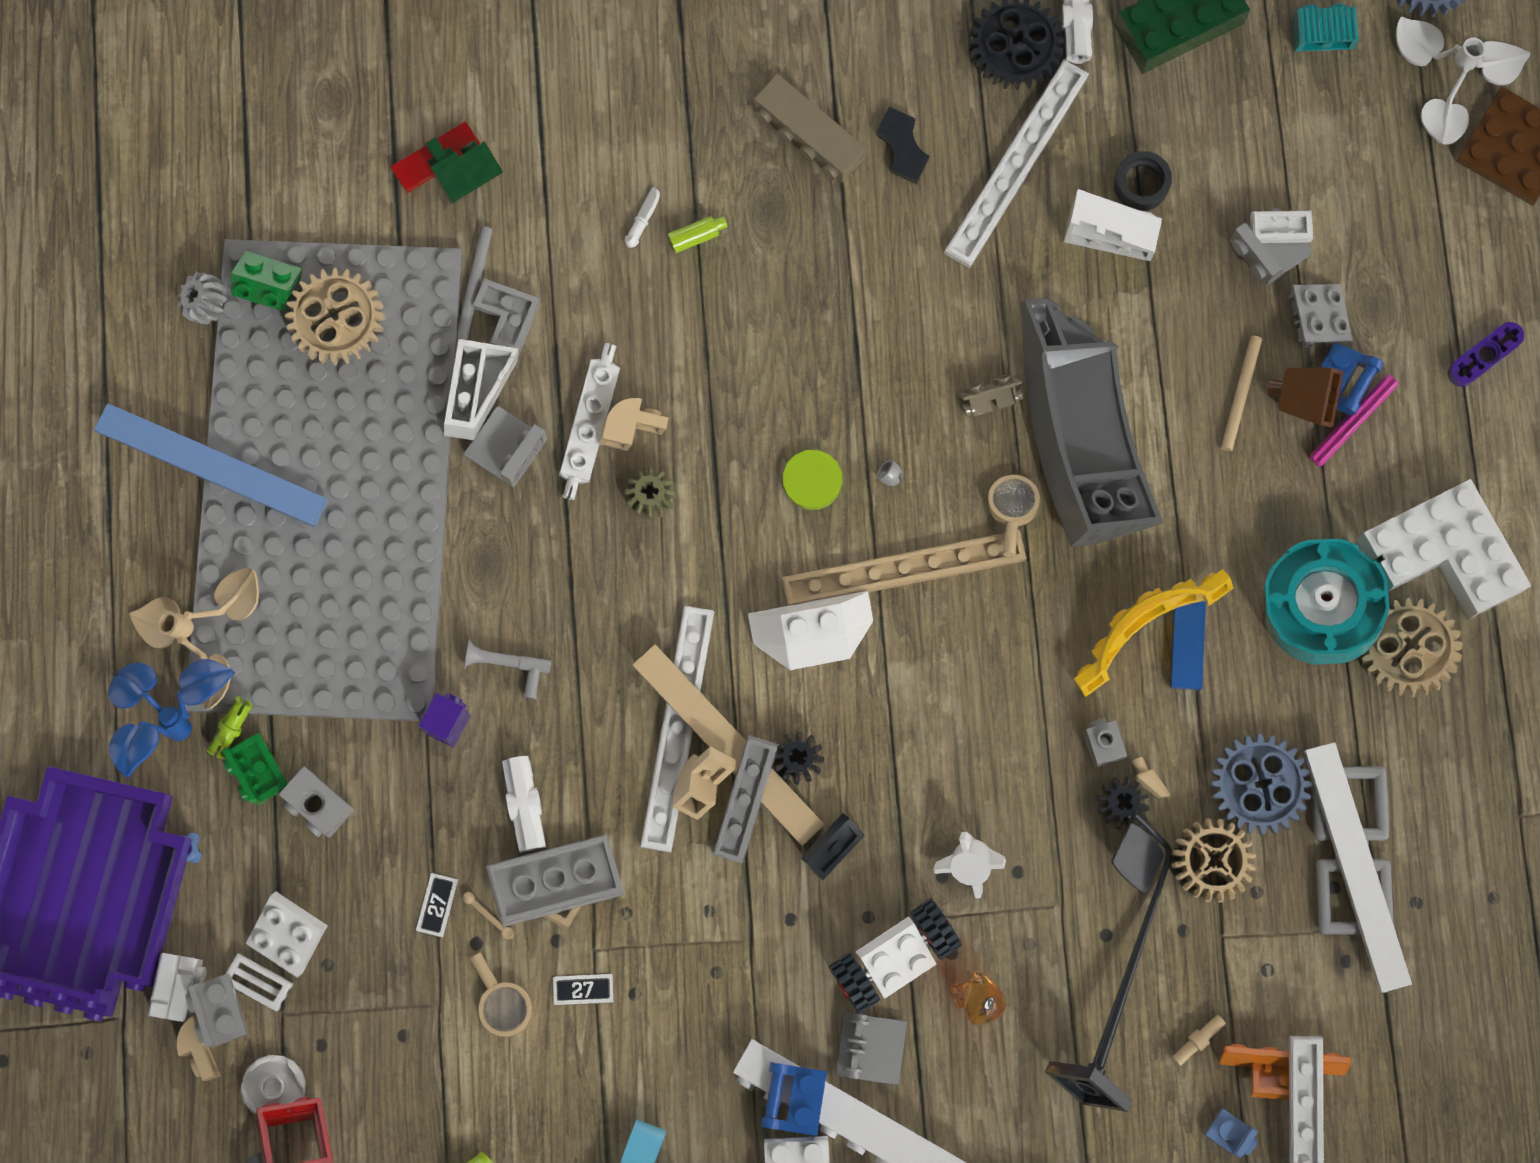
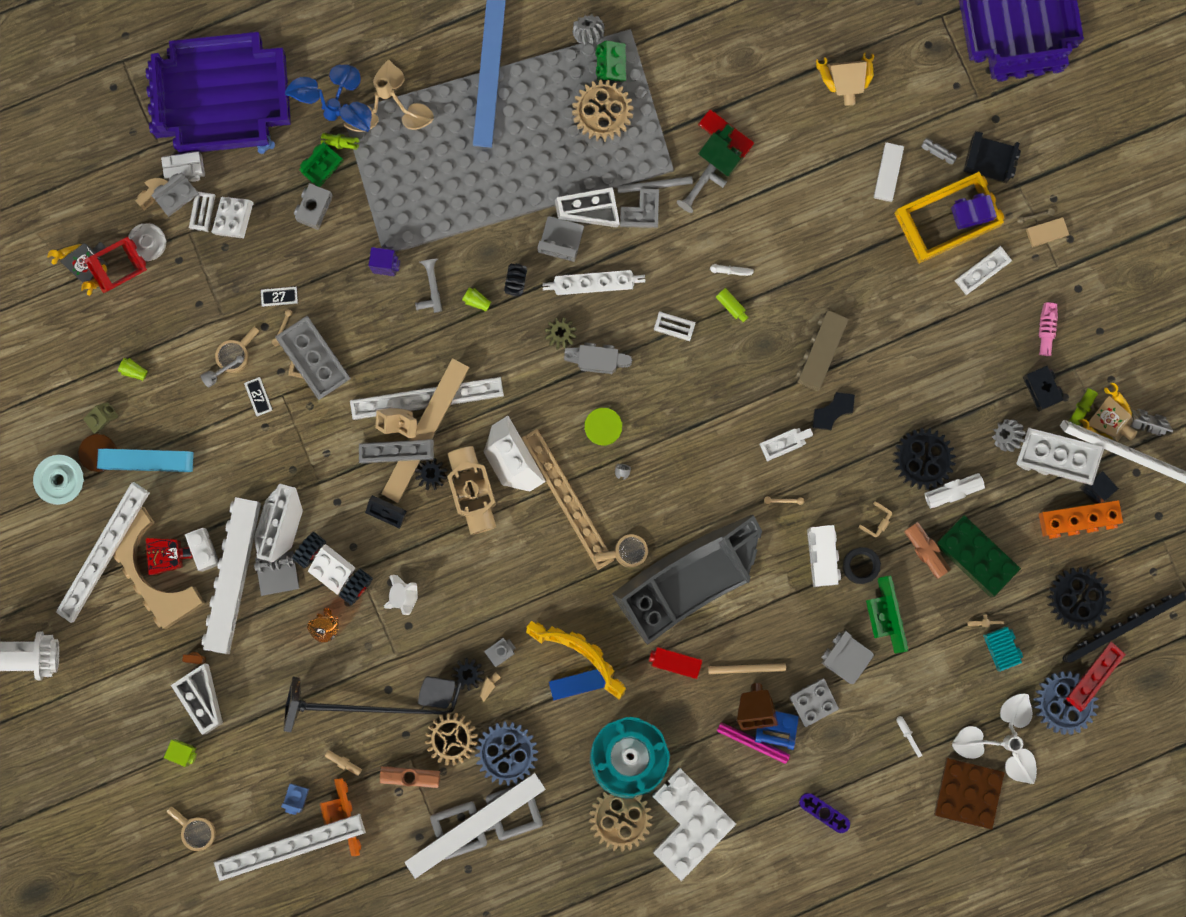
camera: 75 degrees right, 5 degrees up
(520, 246) = (686, 204): none -> light grey piece
(524, 804) = (351, 325): white piece -> none
(527, 1053) = (210, 377): none -> light grey hinge
(545, 531) = (515, 279): none -> black gear
(551, 603) = (476, 299): none -> lime cone
(624, 418) = (598, 301): tan brick -> none
(683, 347) = (673, 333): none -> white tile
(708, 452) = (597, 359): none -> light grey hinge
(795, 1020) = (278, 523): none -> white wedge
(804, 1101) = (230, 543): blue plate -> none
(845, 703) = (471, 490): none -> tan brick
(927, 227) = (784, 443): none -> white hinge
(979, 396) = (697, 521): dark tan hinge -> none
(1002, 281) = (768, 500): none -> tan hinge
(1016, 164) = (847, 484): white tile -> none
(1092, 132) = (883, 525): none -> tan piece
(1150, 83) = (927, 550): none -> nougat piece
(1205, 487) = (675, 662): none -> red window
(1227, 169) = (886, 616): none -> green bracket
(1261, 924) = (396, 776): none -> nougat piece
(1279, 41) = (985, 622): none -> tan piece
(1282, 226) = (860, 660): white plate -> none
(1405, 200) = (906, 731): none -> white piece

